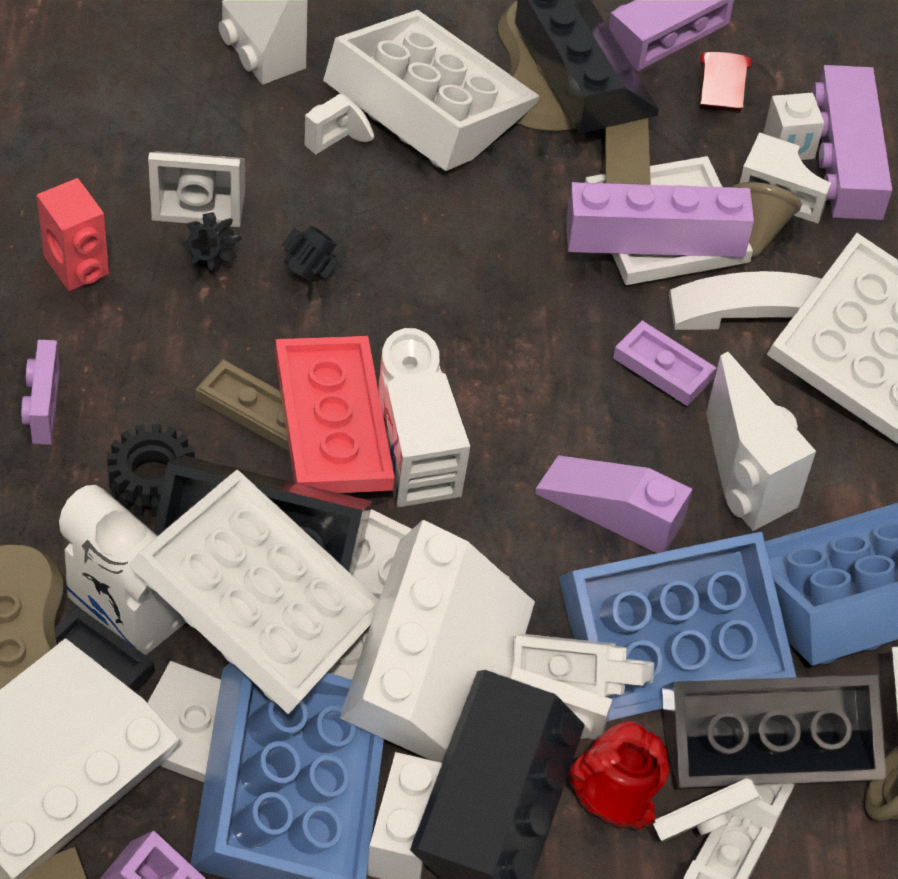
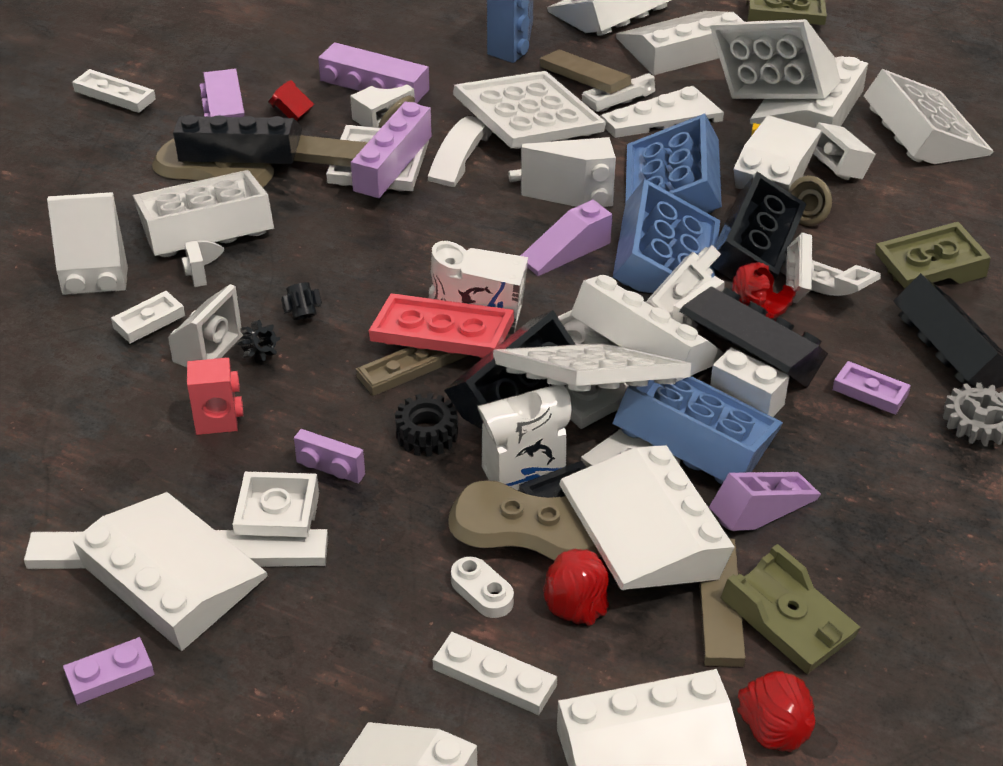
camera: 60 degrees left, 10 degrees down
(209, 122) = (148, 316): none -> white plate
(664, 363) = (483, 192): lavender plate -> none
(797, 121) = (346, 82): white brick -> none

